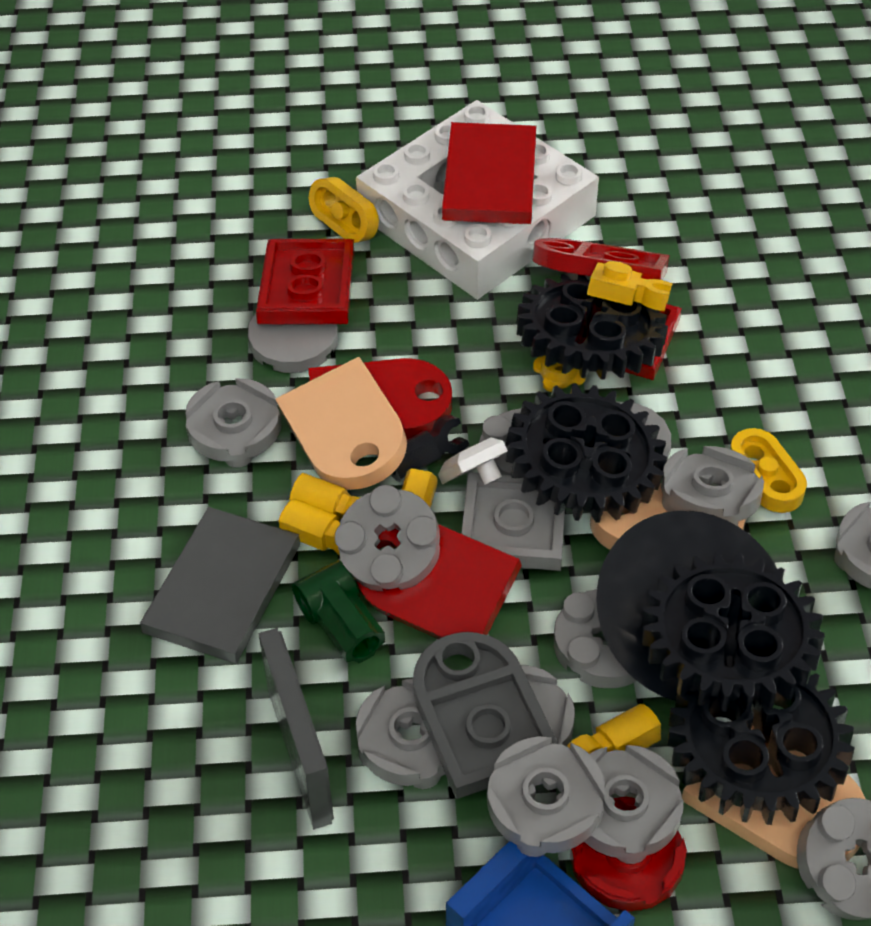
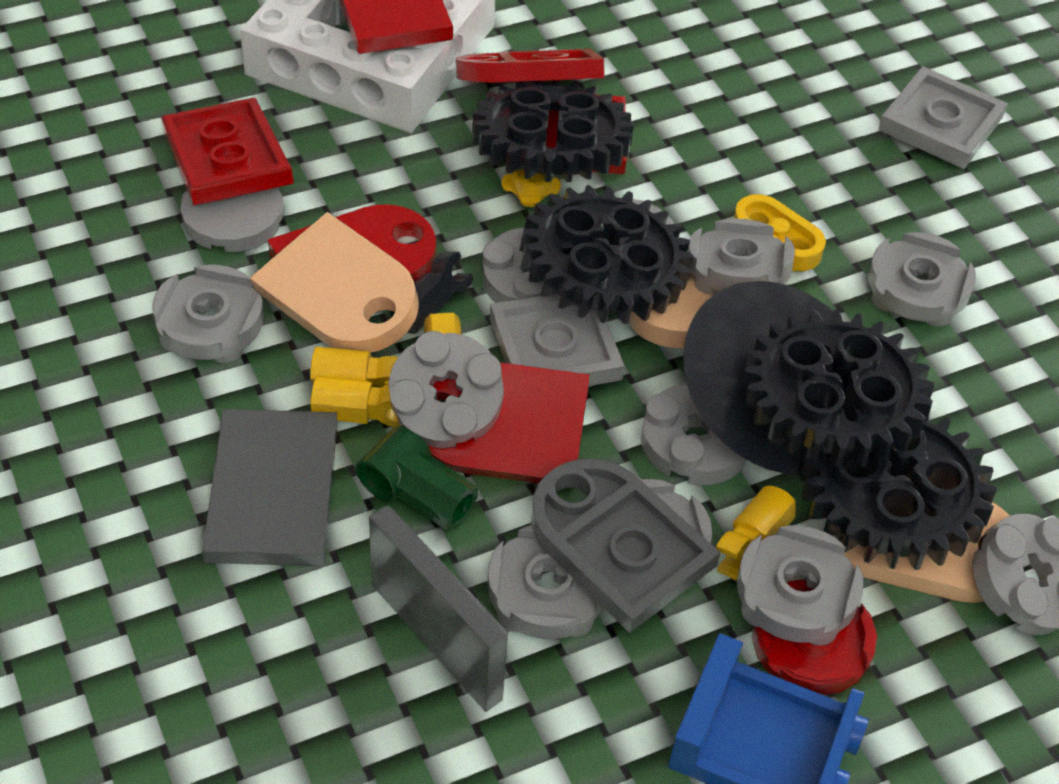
camera: 25 degrees left, 0 degrees up
(343, 209) = (237, 68): yellow plate -> none
(478, 456) = (500, 283): white piece -> none
(540, 826) = (724, 629): light grey plate -> none
(622, 285) = (569, 80): yellow plate -> none

